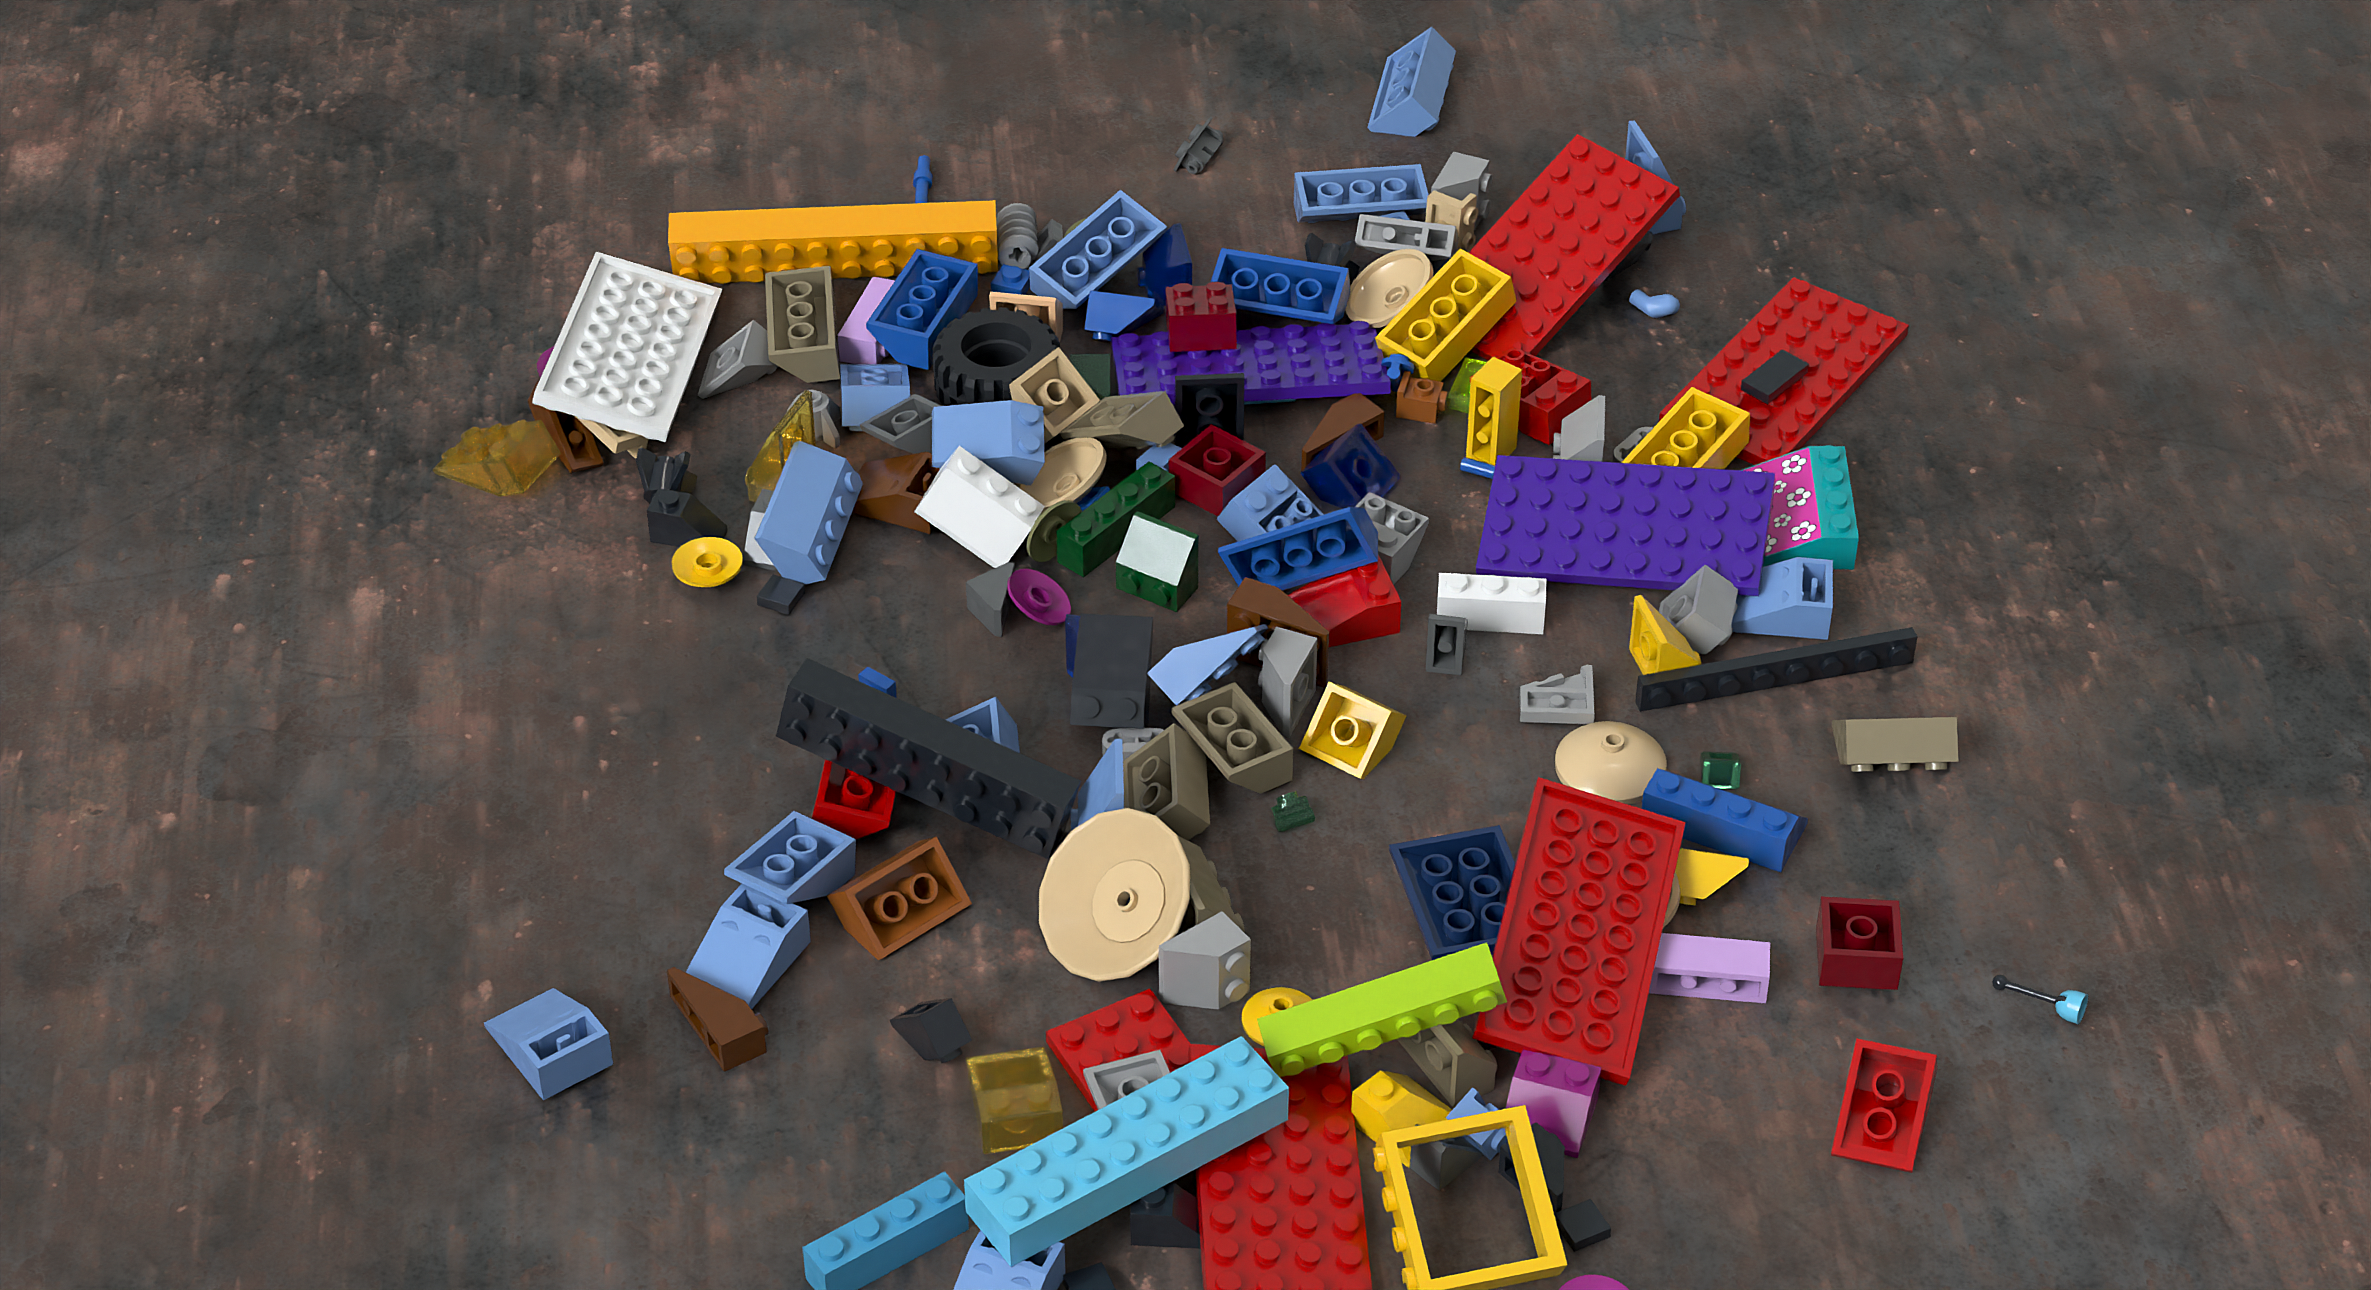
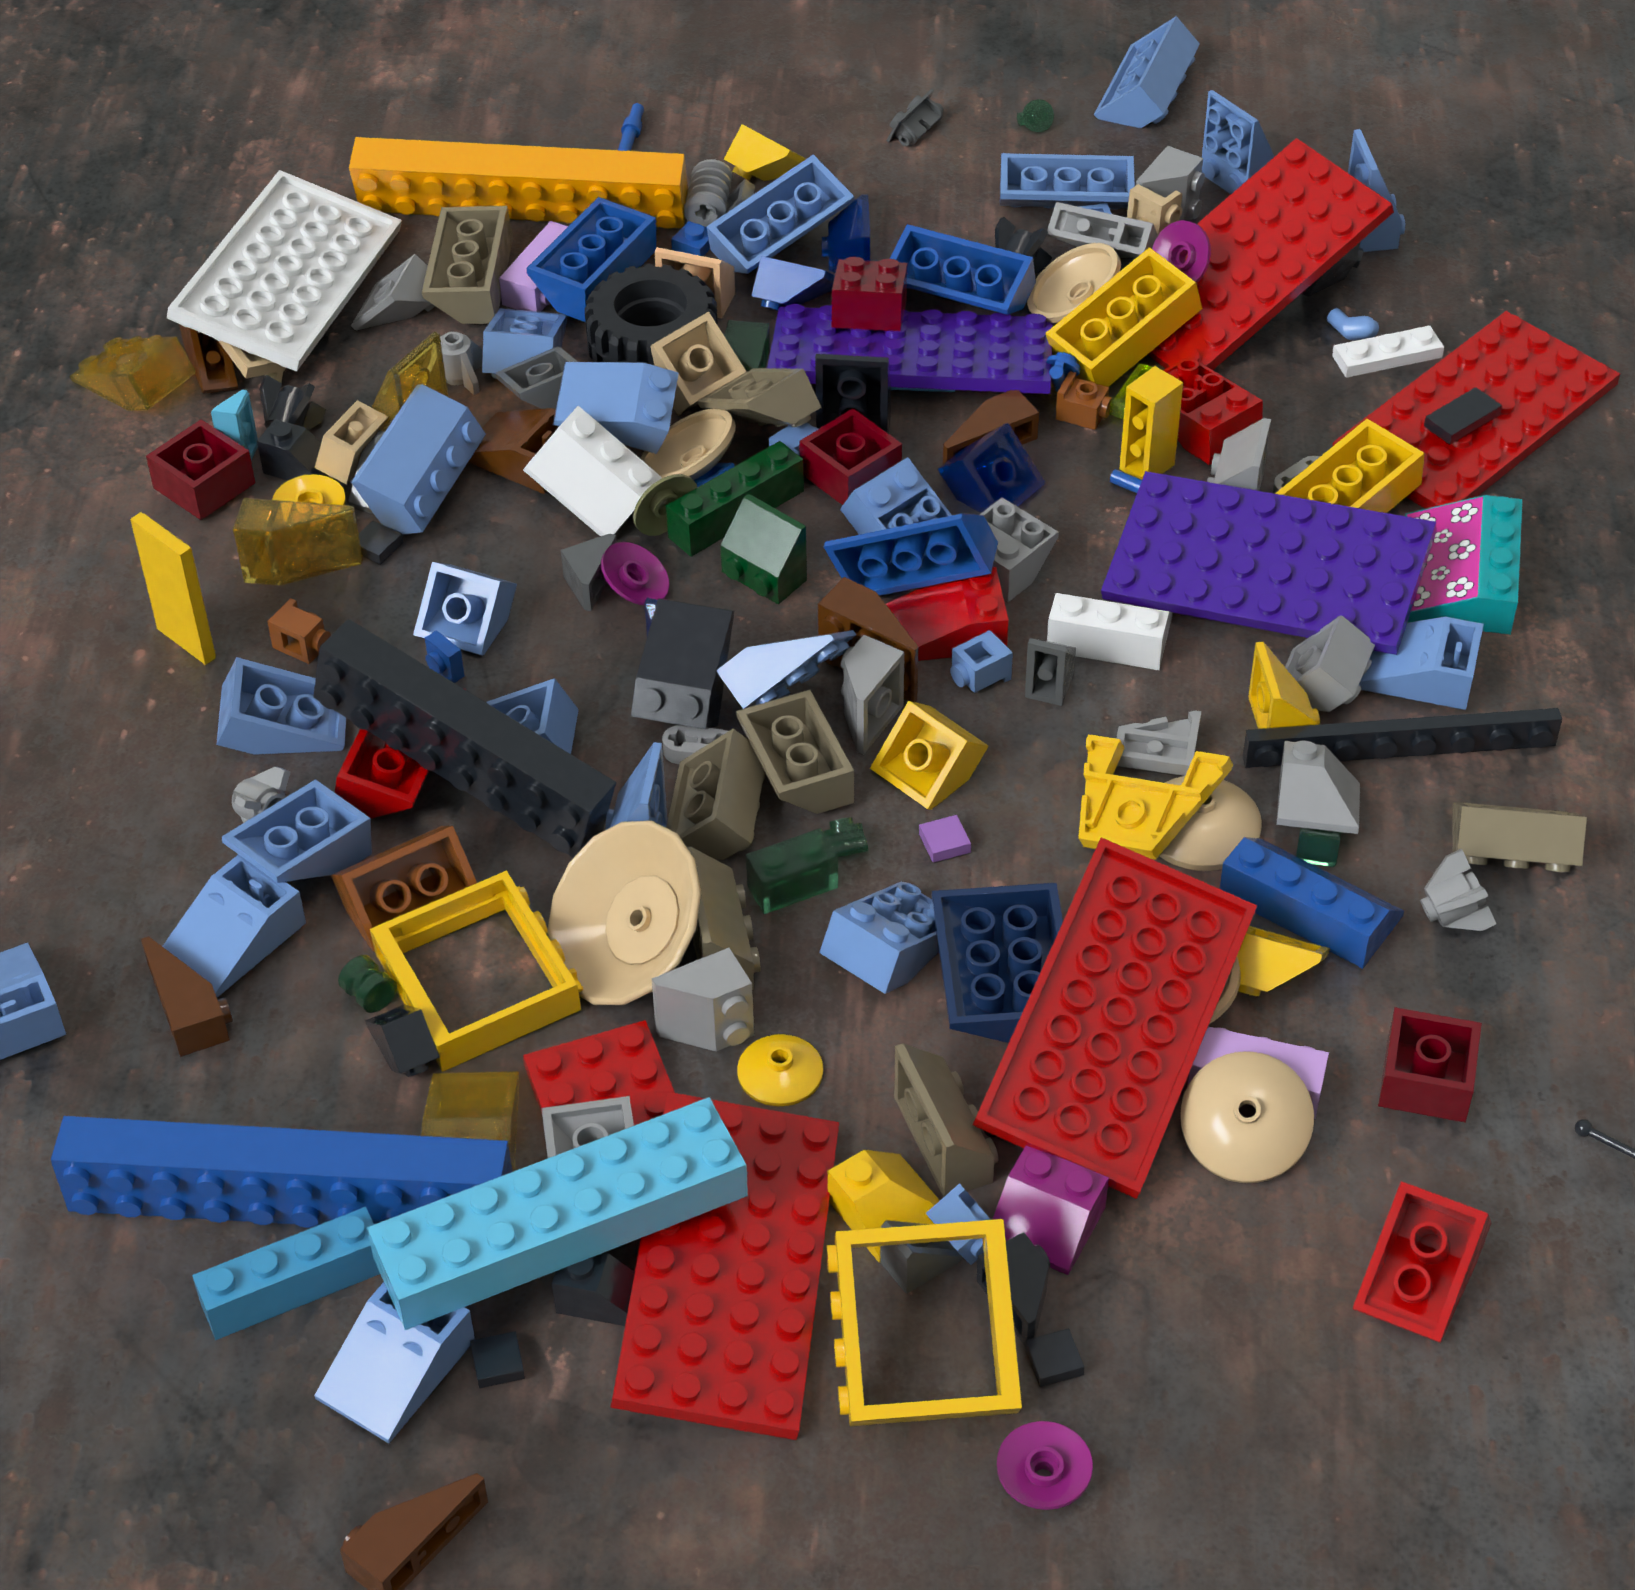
camera: 10 degrees right, 5 degrees up
(595, 543) = (200, 469): none -> dark red brick
(614, 652) = (173, 587): none -> yellow tile
(620, 503) = (236, 420): none -> medium azure slope
(709, 598) = (294, 540): none -> clear yellow slope
(732, 684) = (297, 632): none -> dark orange brick
(732, 757) = (275, 713): none -> medium blue slope
(734, 503) = (347, 439): none -> tan slope
(740, 831) = (259, 792): none -> light grey brick
(838, 1153) = (261, 1171): none -> blue brick
(884, 642) = (464, 606): none -> medium blue slope
(887, 987) = (372, 988): none -> clear green wheel
(987, 894) = (458, 911): none -> yellow window
(1061, 196) = (760, 156): none -> yellow slope
(1253, 844) = (792, 870): none -> clear green brick
(1314, 133) = (1036, 115): none -> clear green plate
(1351, 891) = (883, 936): none -> medium blue slope
(1376, 648) = (981, 662): none -> medium blue brick
(1381, 1010) = (873, 1085): lime brick -> none
(1383, 802) = (944, 838): none -> medium lavender tile
(1488, 236) = (1184, 238): none -> magenta dish
(1513, 146) = (1232, 144): none -> medium blue slope
(1556, 754) = (1140, 811): none -> yellow wing
(1691, 325) = (1388, 351): none -> white plate
(1704, 1029) = (1240, 1146): none -> tan dish
(1709, 722) = (1316, 790): none -> light grey slope
(1852, 800) = (1456, 897): none -> light grey brick

